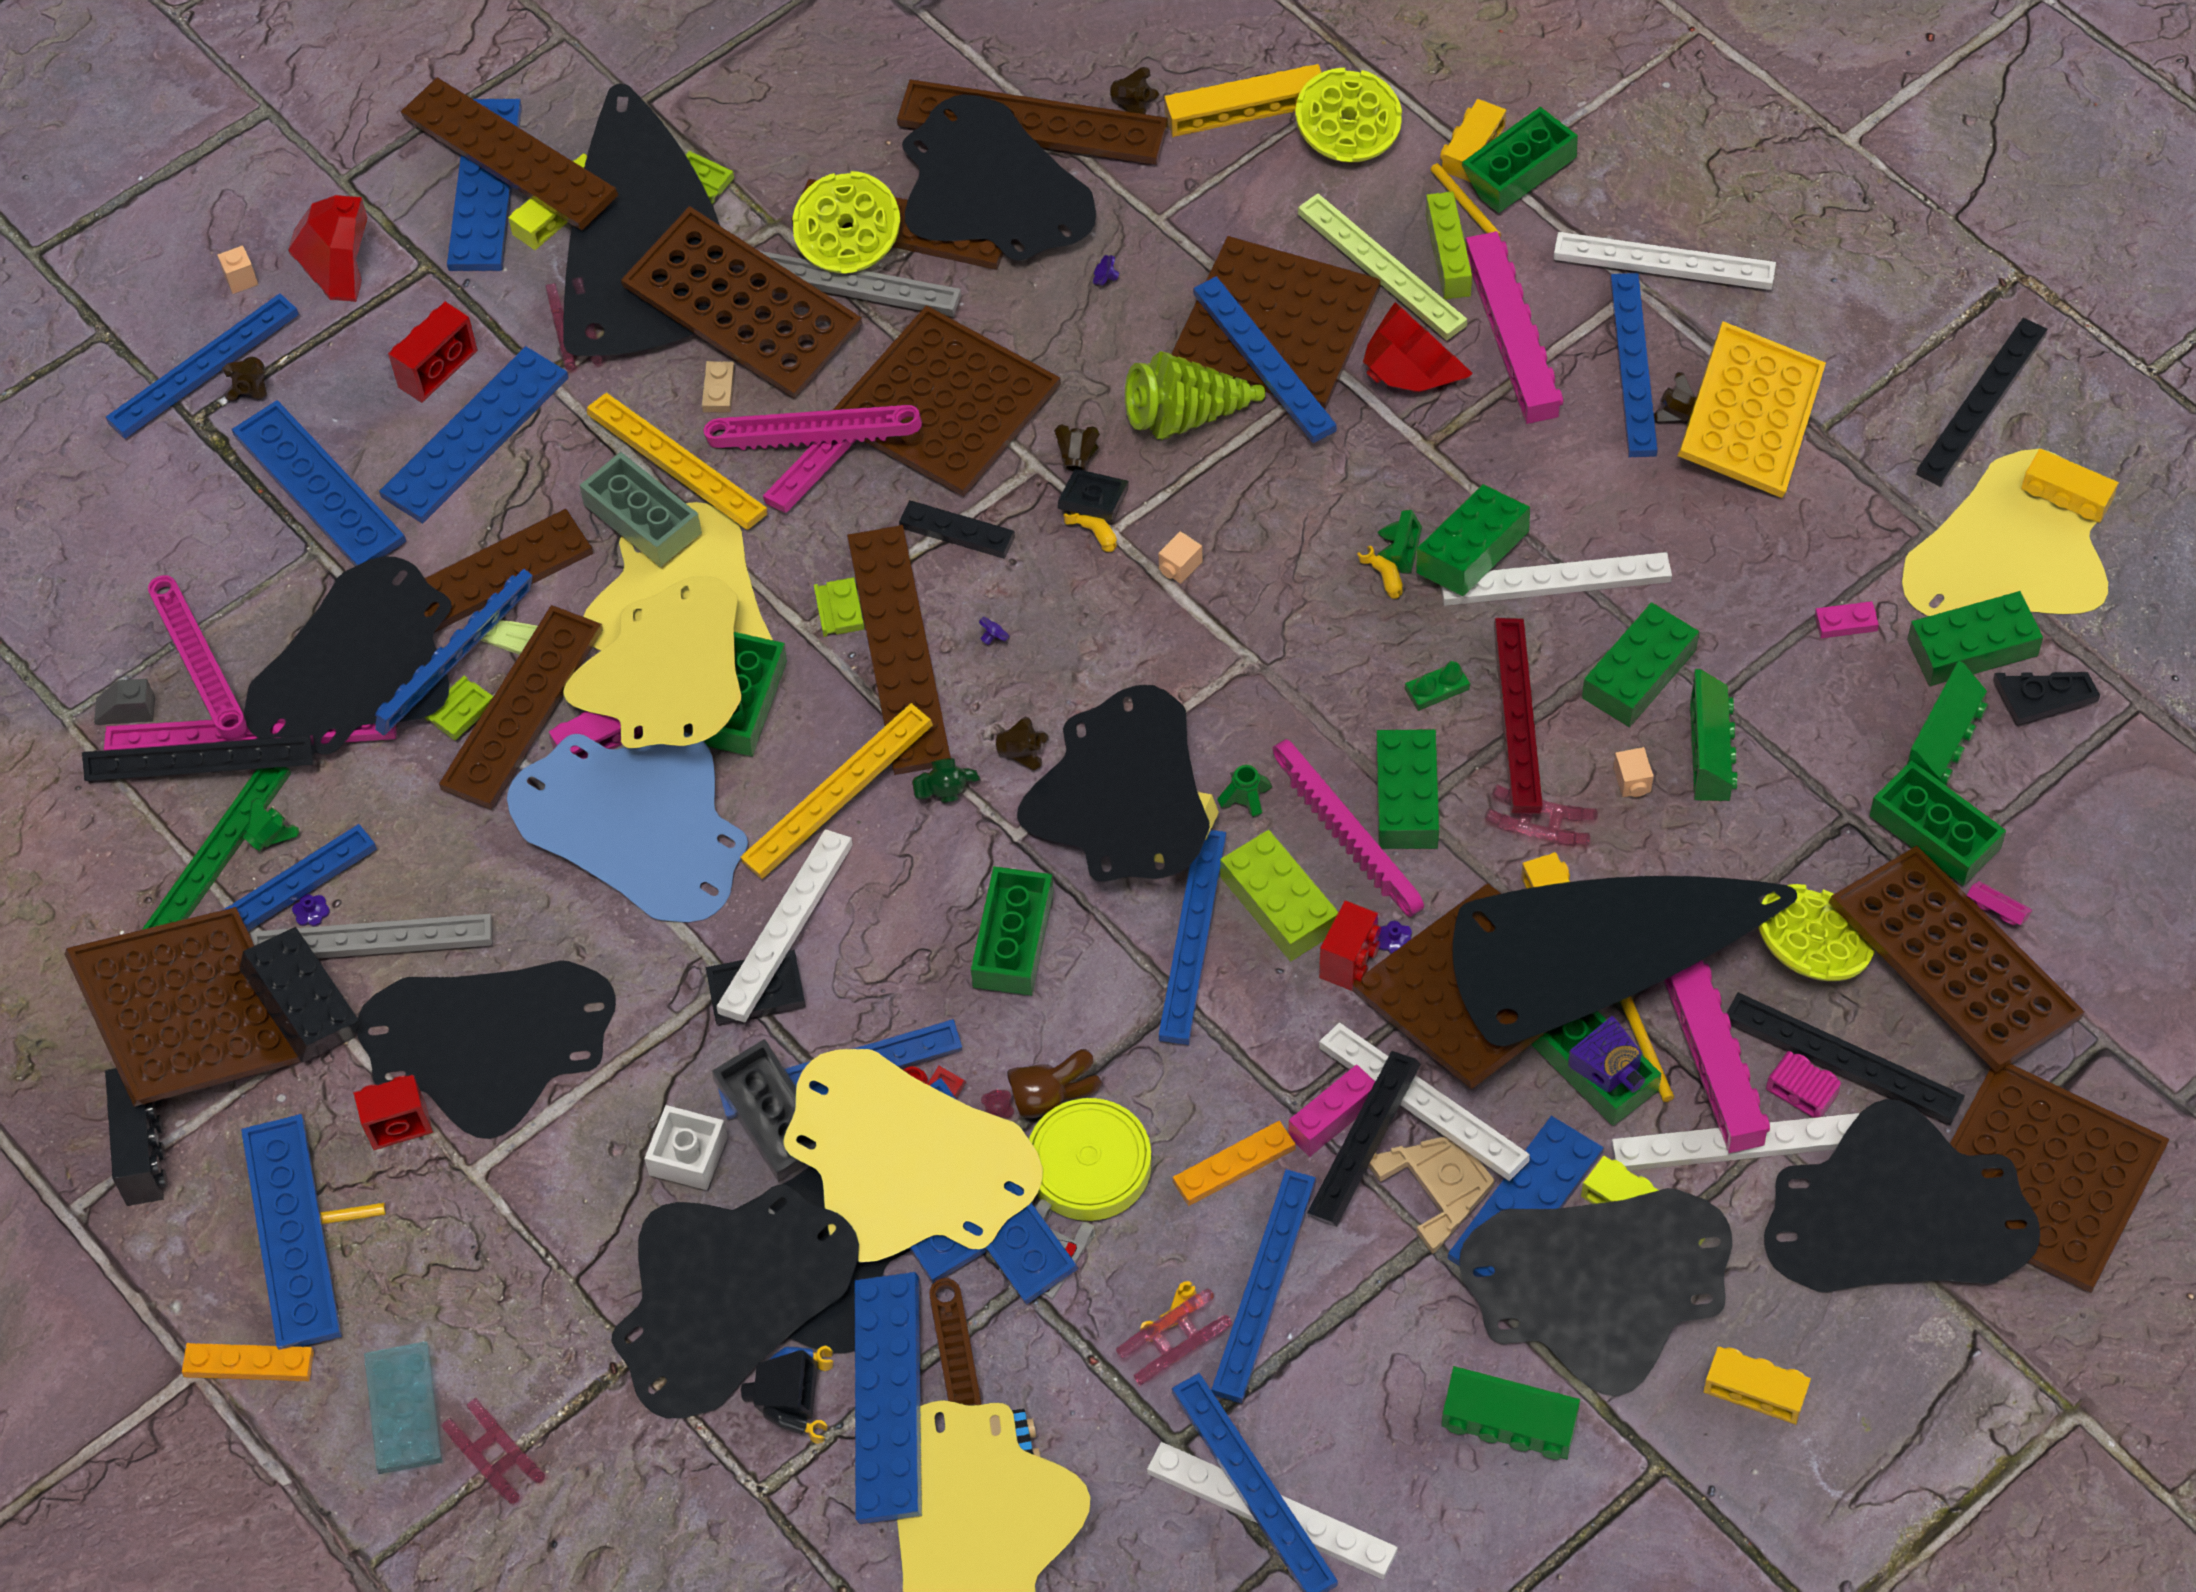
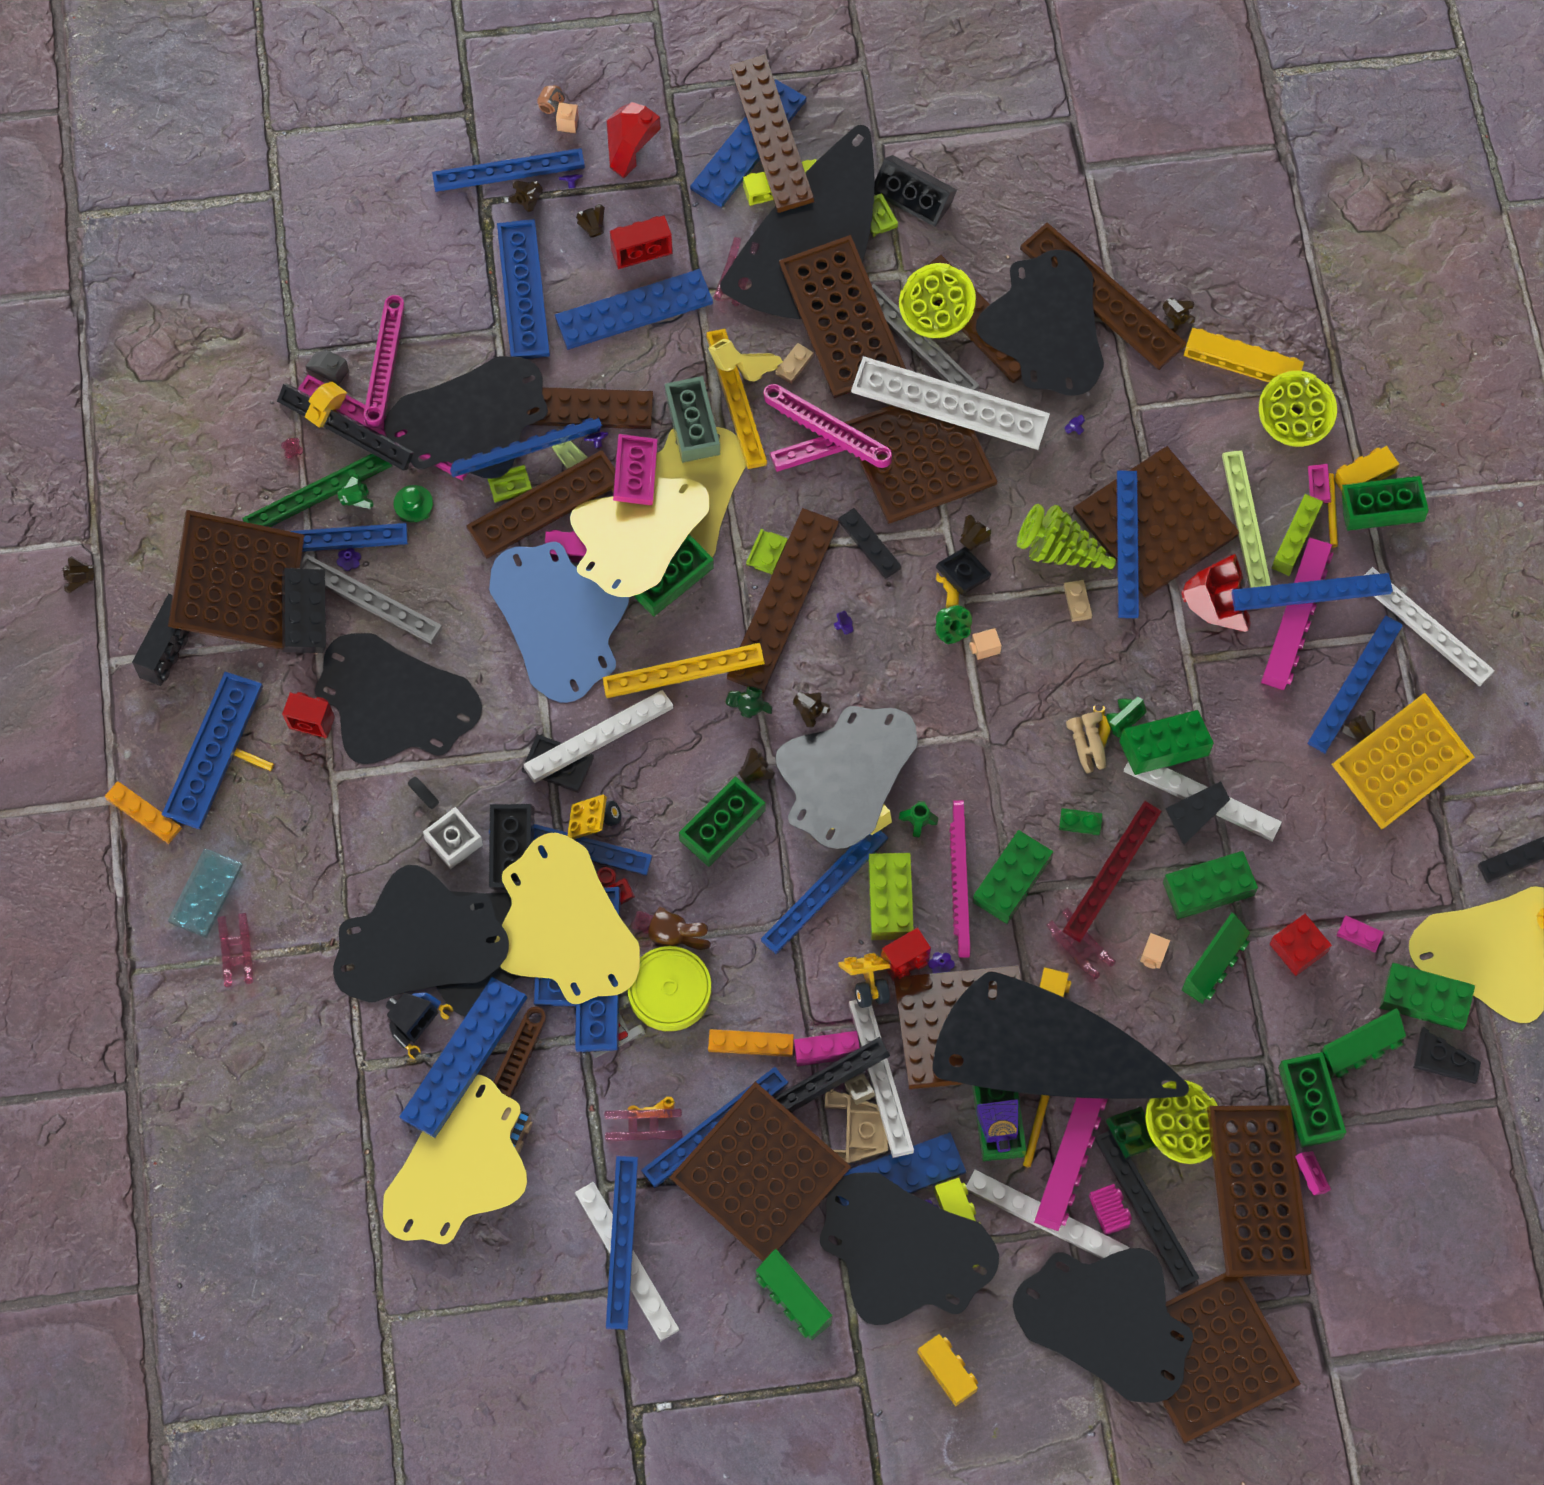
camera: 30 degrees right, 10 degrees up
(139, 817) = (291, 442): none -> clear pink plate
(152, 739) = (323, 400): none -> yellow brick
(201, 261) = (550, 99): none -> nougat head
(292, 335) = (571, 179): none -> dark purple plant
(350, 799) = (413, 503): none -> green plate
(352, 363) = (592, 220): none -> dark brown rock
(534, 598) = (596, 438): none -> dark purple plant
(609, 1117) = (423, 792): none -> black tyre
(610, 602) = (635, 469): none -> dark pink plate
(670, 416) = (750, 365): none -> light yellow arch
(726, 128) = (913, 190): none -> black slope
(845, 1016) = (589, 815): none -> yellow plate
(942, 322) = (950, 403): none -> white plate
(1007, 848) = (755, 768): none -> dark brown rock
(1125, 555) = (953, 624): none -> green plate
(1250, 454) = (1077, 600): none -> tan plate
(1337, 1008) = (871, 989): none -> plate
(1362, 1299) = (760, 1172): none -> reddish brown plate
(1384, 607) = (1096, 747): none -> tan piece
(1409, 1129) = (859, 1089): none -> dark tan bracket
(1429, 177) = (1319, 482): none -> dark pink plate
(1513, 290) = (1311, 591): none -> blue plate
(1563, 594) = (1196, 810): none -> black wing
(1764, 982) = (1131, 1131): none -> dark green plate
(1791, 667) = (1300, 944): none -> red brick

